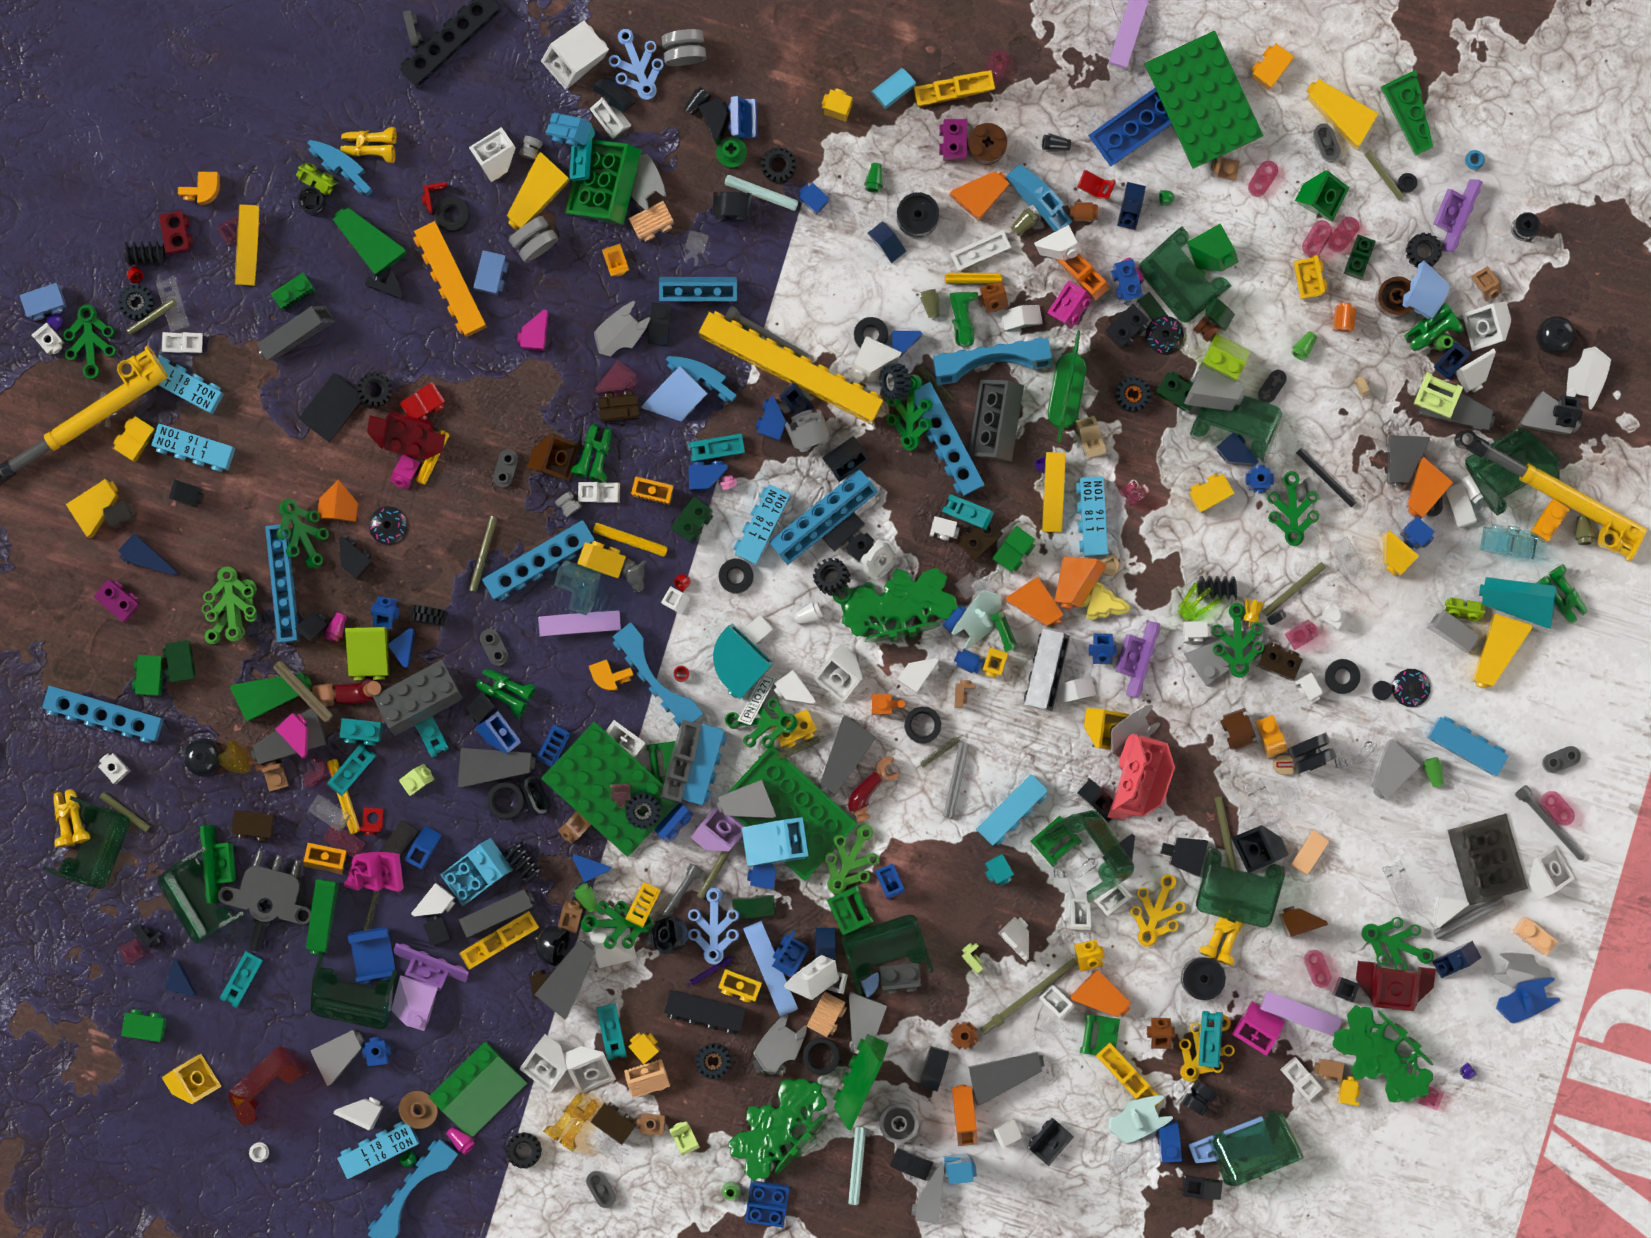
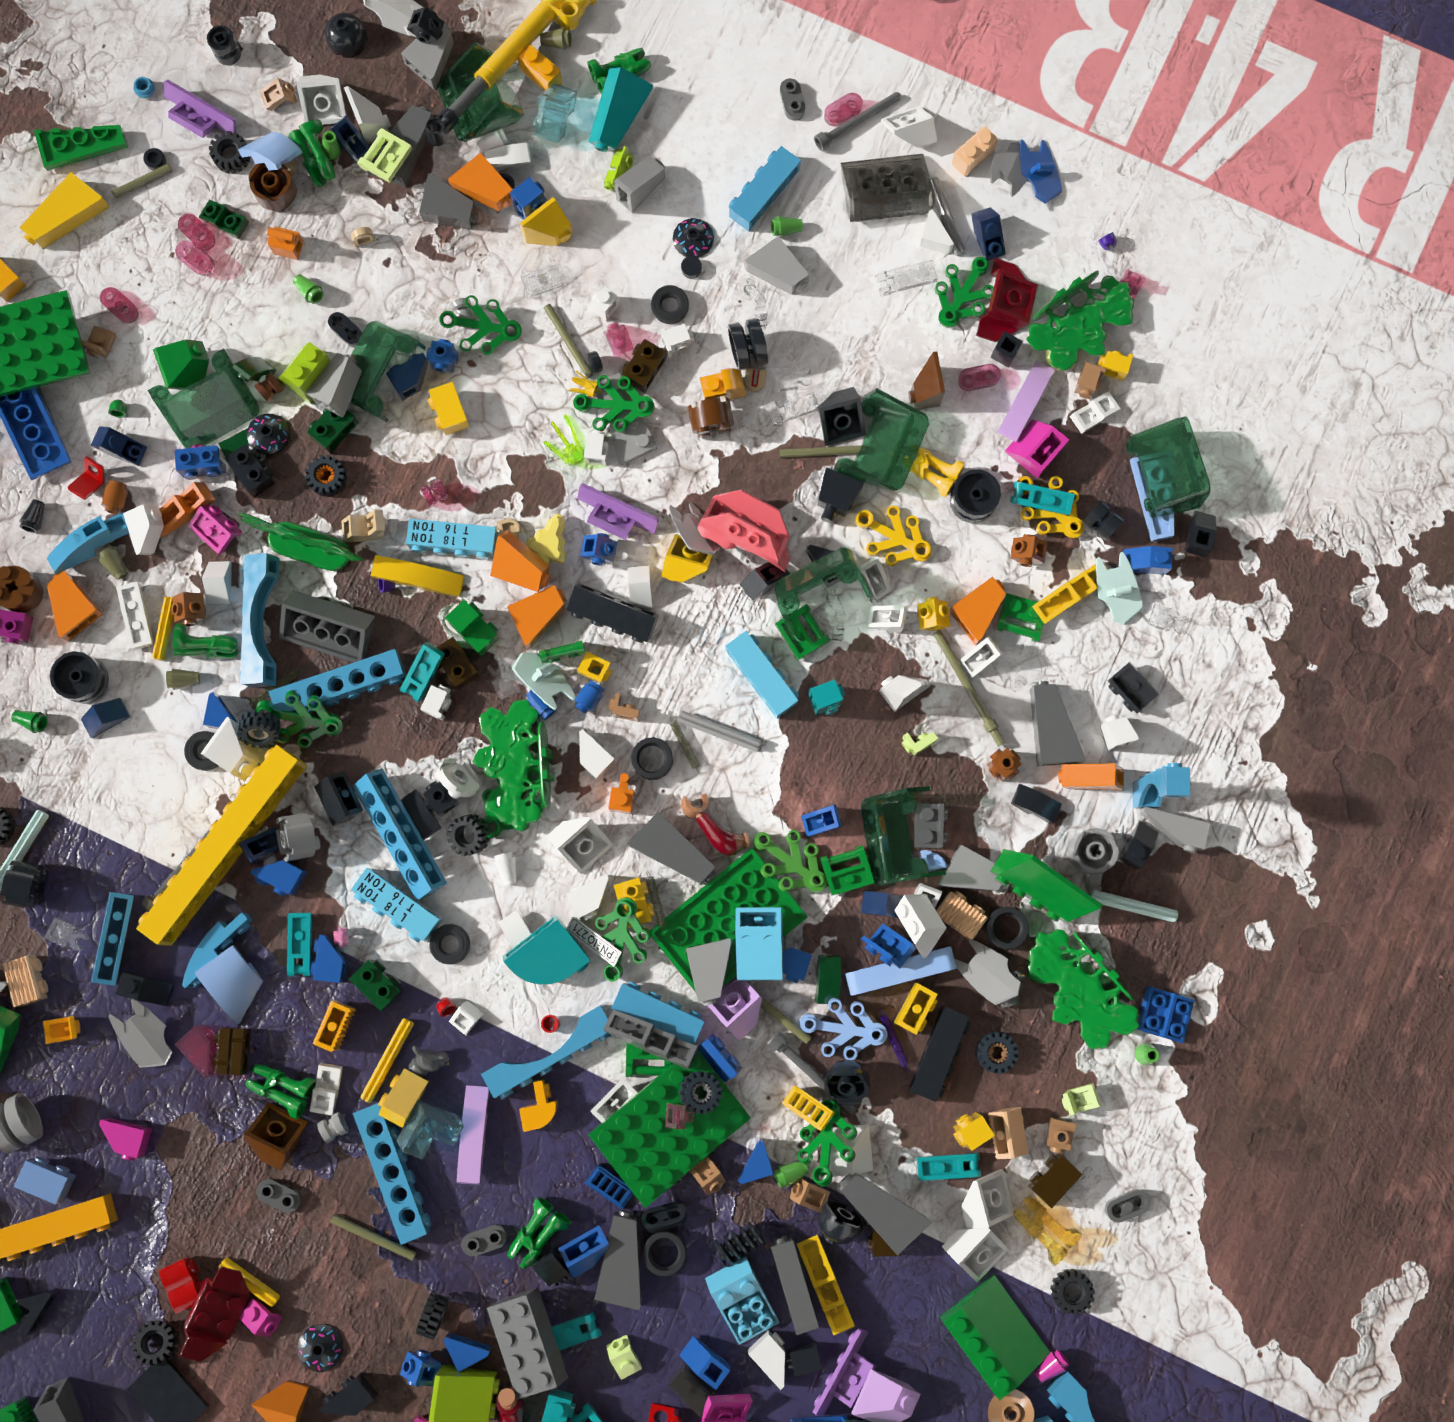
camera: 85 degrees left, 5 degrees down
(813, 198) = (37, 791): blue brick -> none
(1217, 587) = (552, 411): black piece -> none
(1309, 277) = (234, 270): yellow bracket -> none
(1309, 853) = (854, 366): light nougat slope -> none
(1322, 195) = (148, 245): green slope -> none
(1325, 477) = (454, 289): black bar -> none
(1327, 142) = (94, 232): dark grey plate -> none
(1499, 647) = (665, 141): yellow slope -> none

